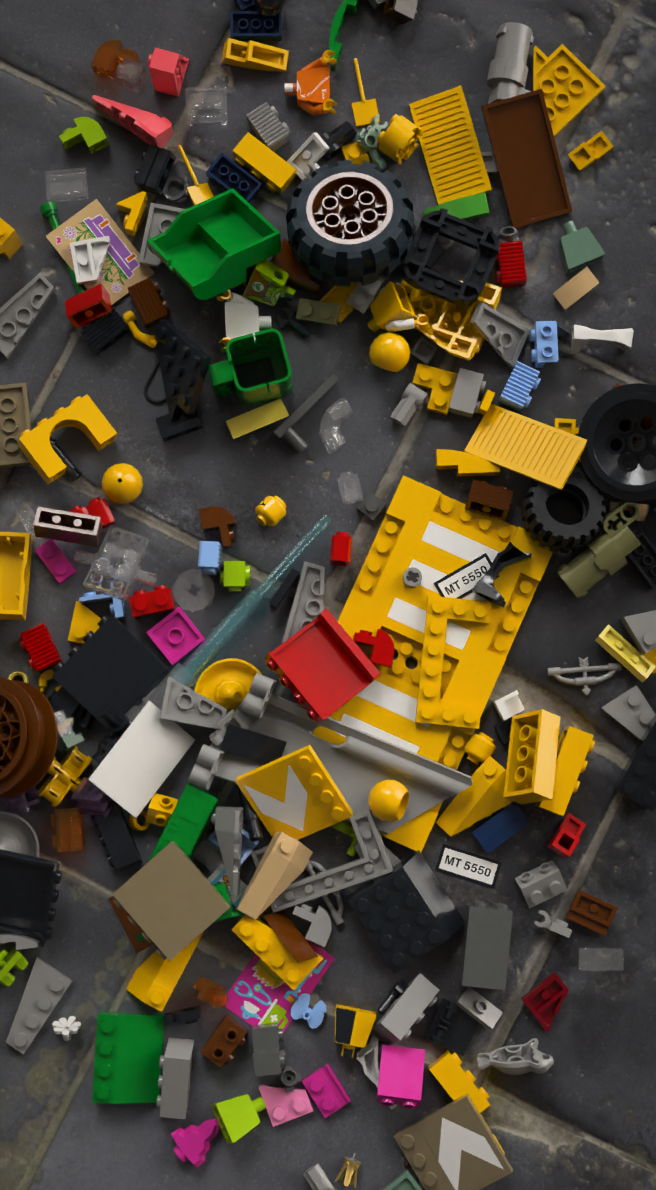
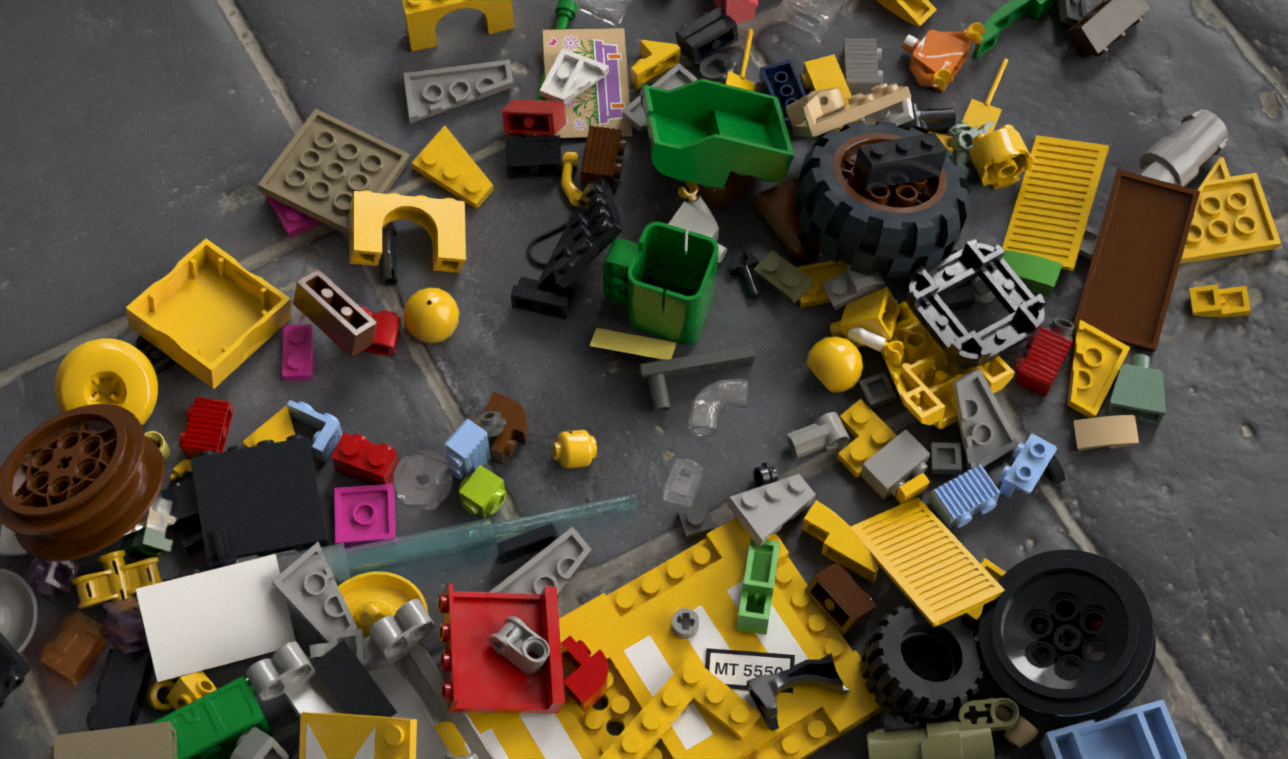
camera: 35 degrees right, 20 degrees down
(59, 373) = (453, 169): none -> yellow wing
(117, 564) = (358, 391): clear slope -> none
(212, 531) = (491, 423): none -> dark grey plate
(268, 284) = (746, 211): torso -> none
(284, 179) = (826, 109): none -> tan plate
(326, 657) = (518, 644): none -> light grey piece
(340, 549) = (622, 538): red brick -> none
(353, 198) = (899, 161): none -> black brick
(394, 451) = (764, 475): none -> black plate
(412, 471) = (770, 506): none -> light grey wing
(439, 526) = (758, 587): none -> bright green slope
(492, 368) = (945, 458): none -> dark grey plate
(543, 248) = (1093, 368): none -> yellow wing
(618, 337) = (1081, 484): white animal -> none

